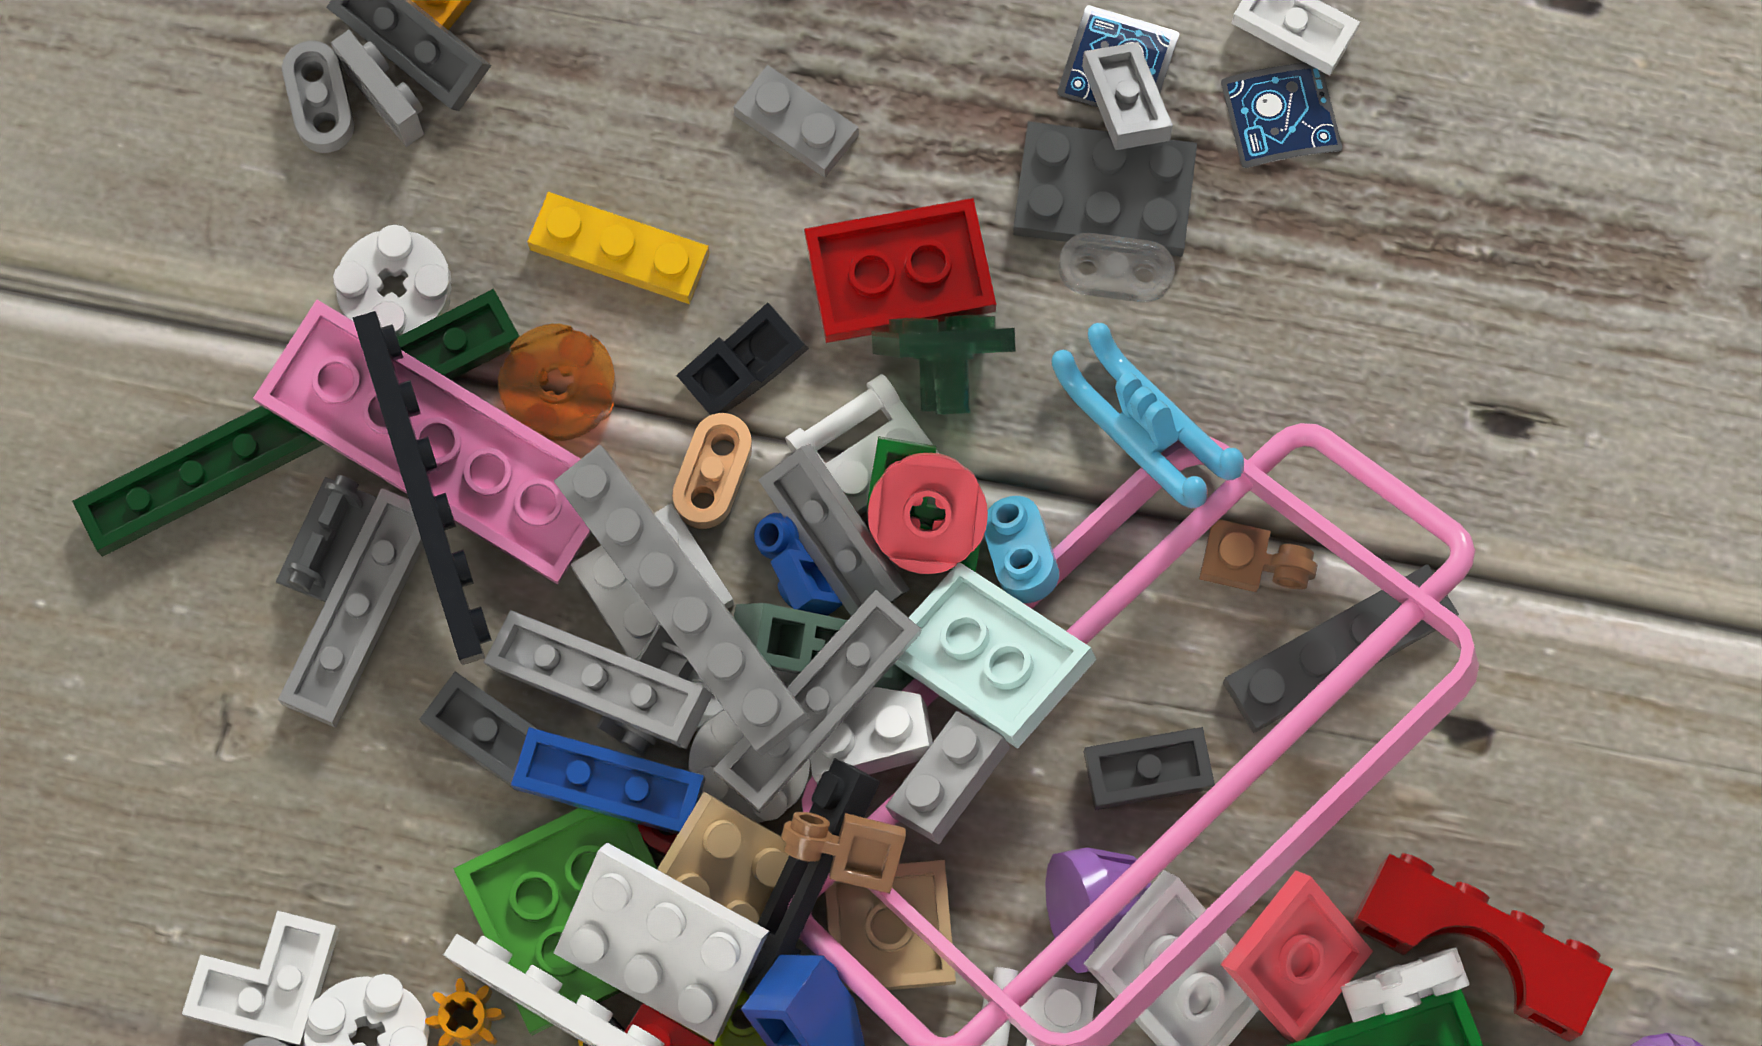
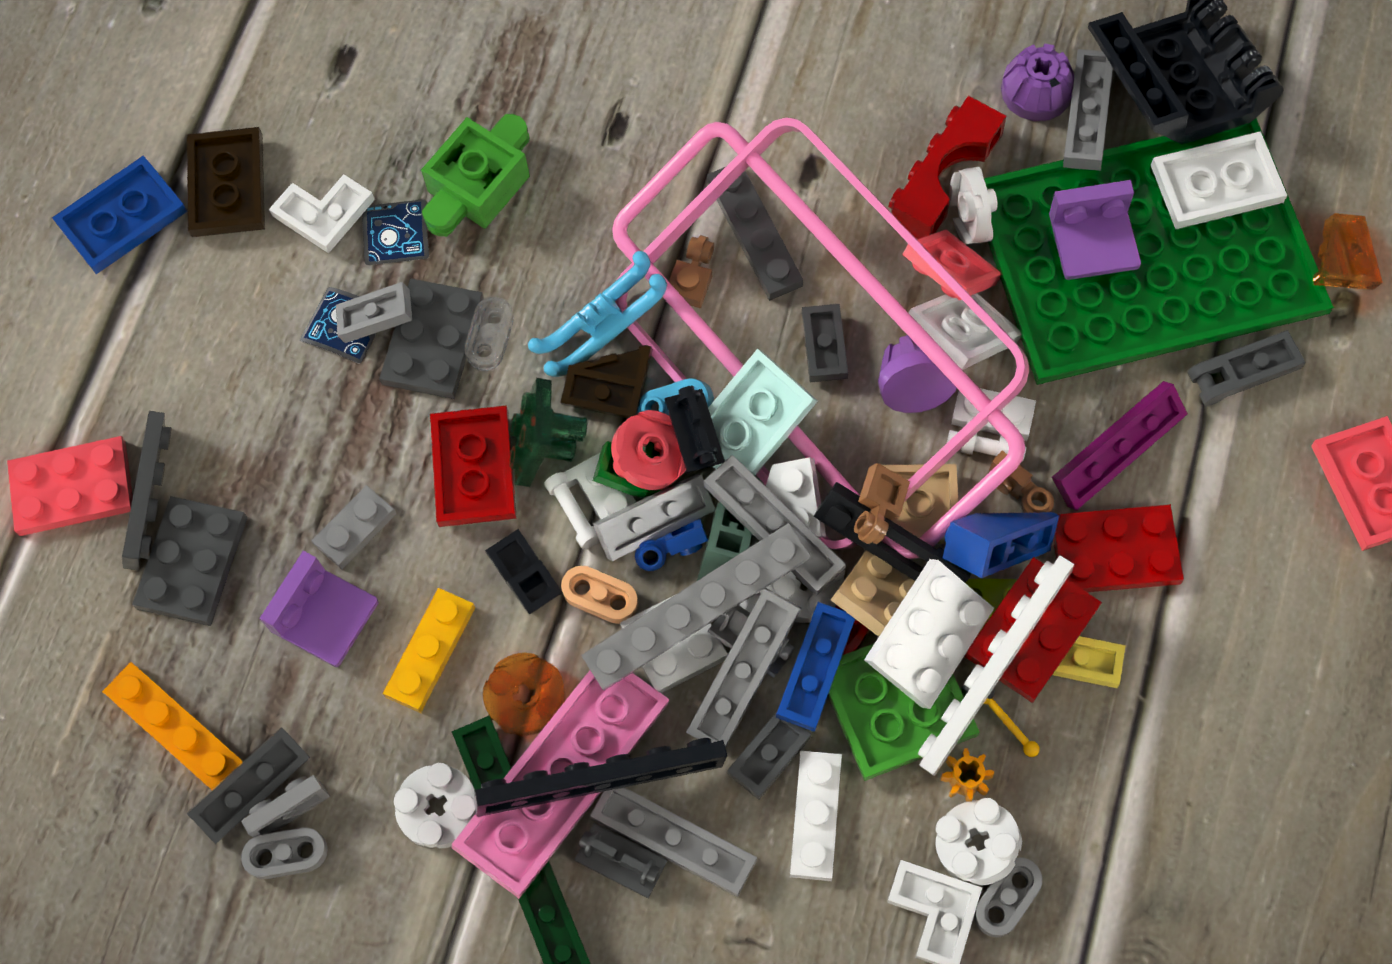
camera: 80 degrees left, 5 degrees down
(403, 806) = (816, 816): none -> white plate
(661, 89) = (318, 611): none -> medium lavender bracket
(947, 777) = (831, 447): light grey plate -> none
(961, 572) = (694, 429): none -> black hinge
(1046, 449) = (608, 384): none -> dark brown wing
(1390, 192) = (462, 163): none -> bright green brick

